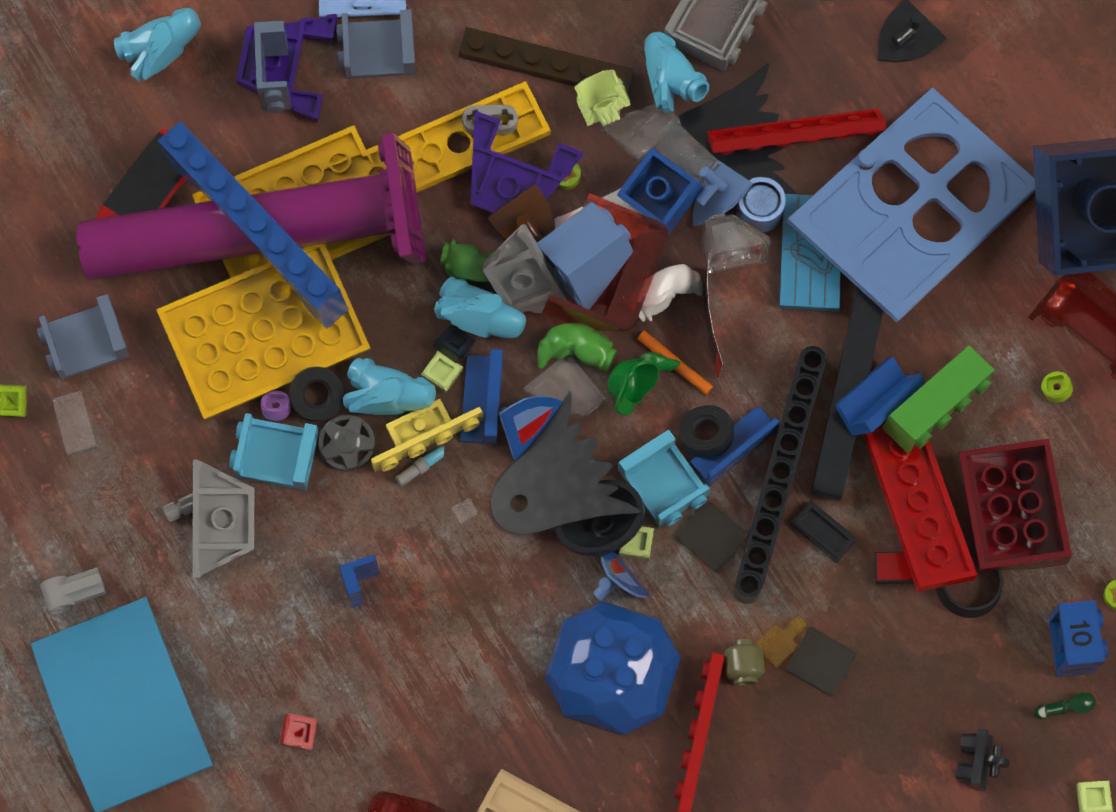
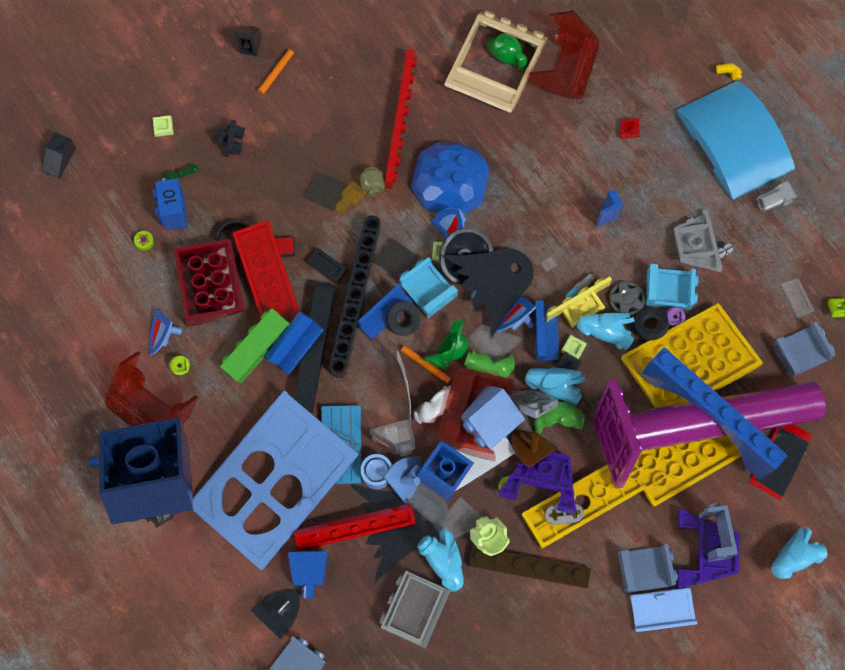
camera: 175 degrees right, 0 degrees up
(866, 78) = (308, 571): none -> blue torso
(1088, 436) = (160, 331): none -> shield

